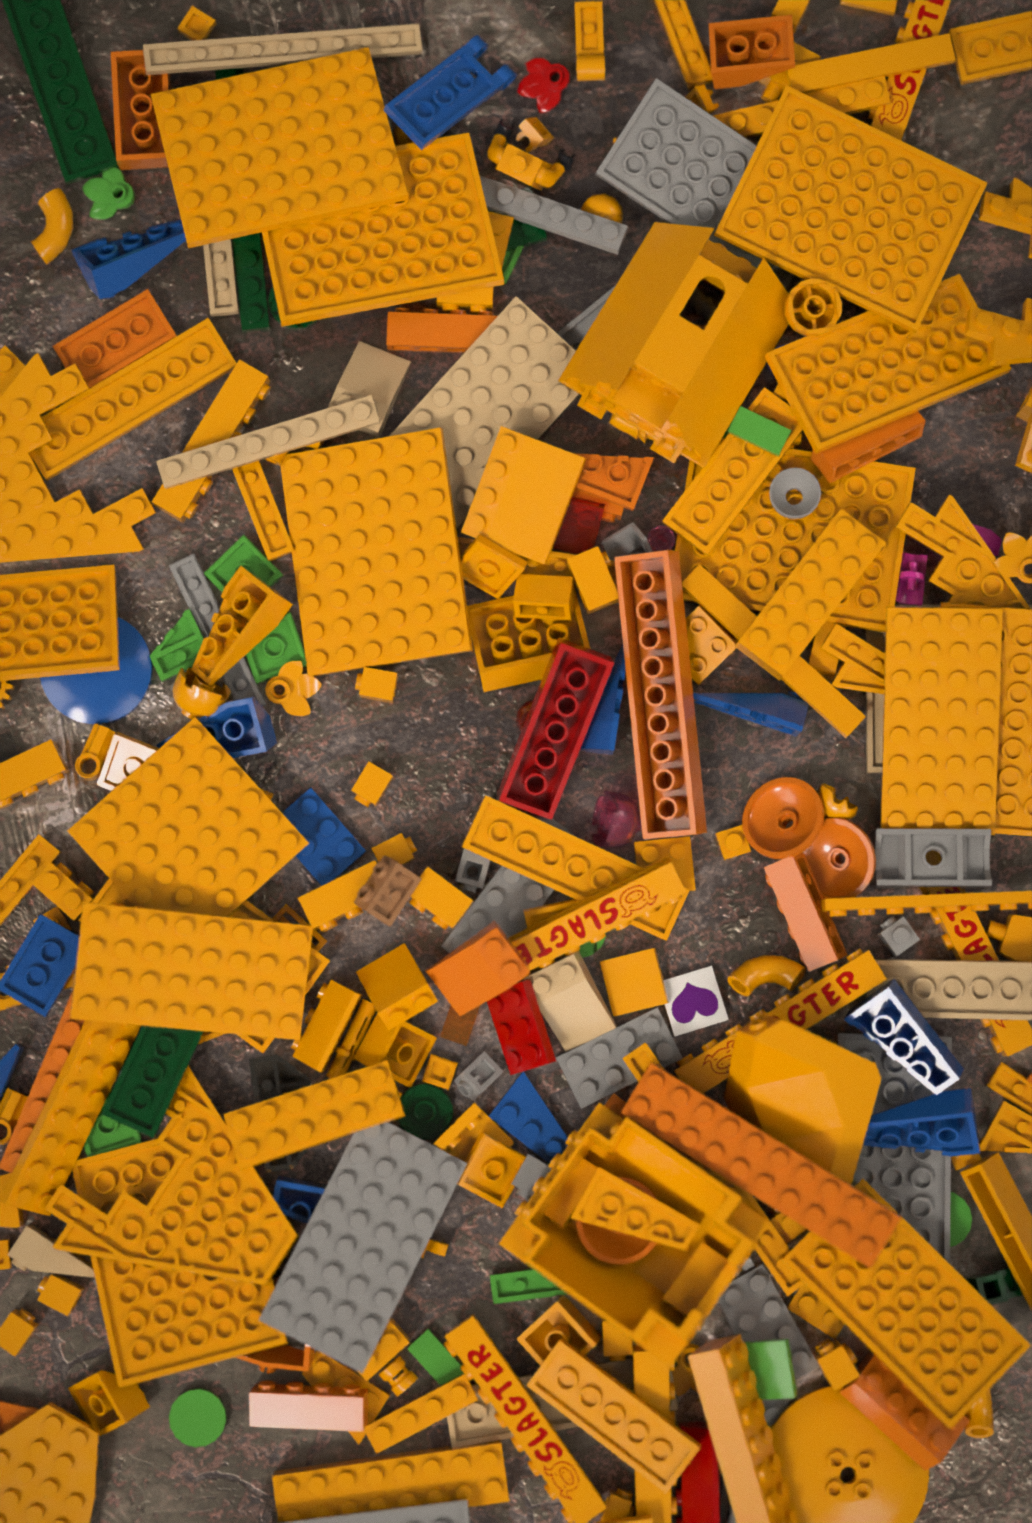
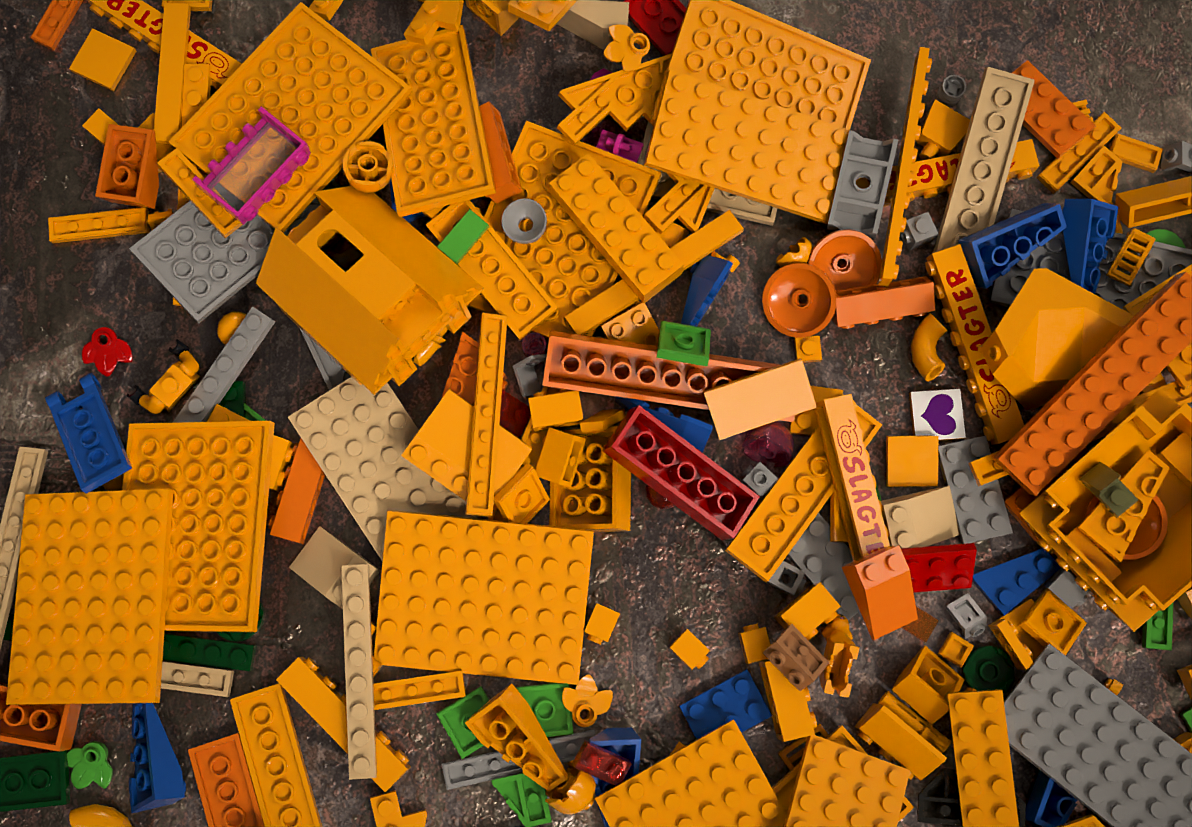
camera: 75 degrees left, 5 degrees down
(232, 715) = (601, 763): none -> clear red plate
(396, 986) = (882, 671): light orange brick -> none
(400, 938) = (839, 653): none -> light orange animal
(535, 132) = (146, 368): light orange tile -> none
(568, 505) = (486, 415): none -> light orange tile
(572, 816) = (758, 478): none -> light grey bracket
(589, 41) = (81, 303): light orange plate -> none
(594, 632) = (602, 420): none -> light orange tile
(645, 1189) = (1109, 489): none -> olive slope
(657, 795) = (760, 399): none -> light orange tile
(697, 697) = (684, 343): none -> bright green tile
(737, 136) = (181, 173): none -> light orange plate
(777, 186) = (254, 167): none -> window
(809, 733) = (731, 258): none -> light orange hand
(947, 1181) = (1138, 242): none -> light orange slope

